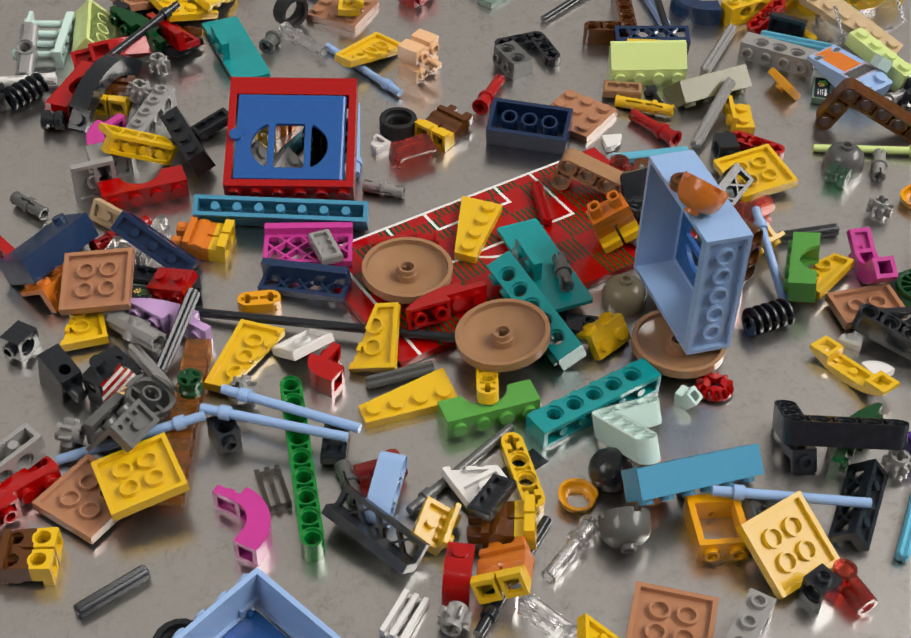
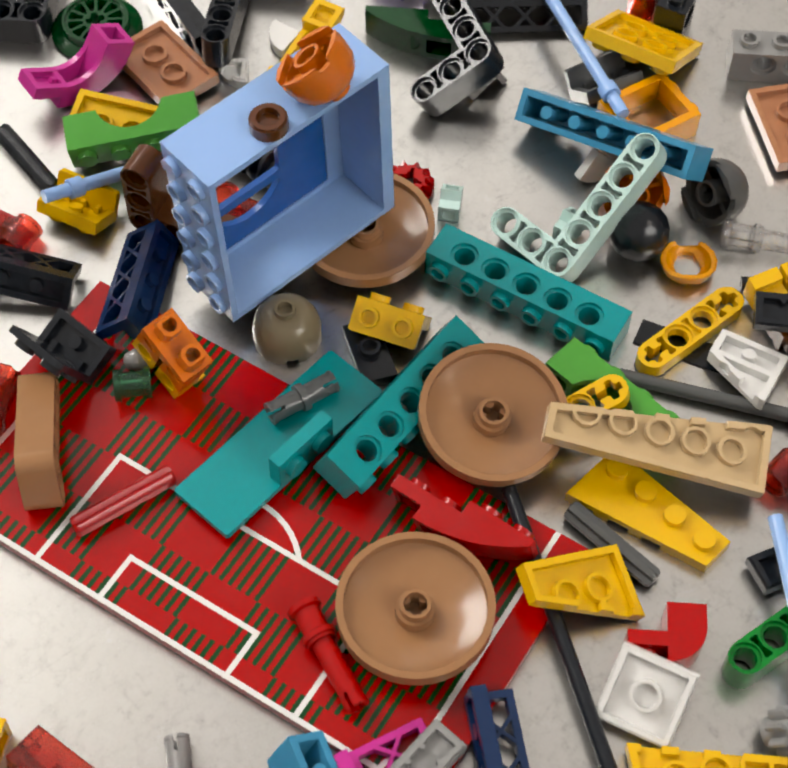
camera: 115 degrees left, 15 degrees up
(427, 411) = (701, 451): none -> tan wing
(474, 227) = (217, 576): yellow wing -> none

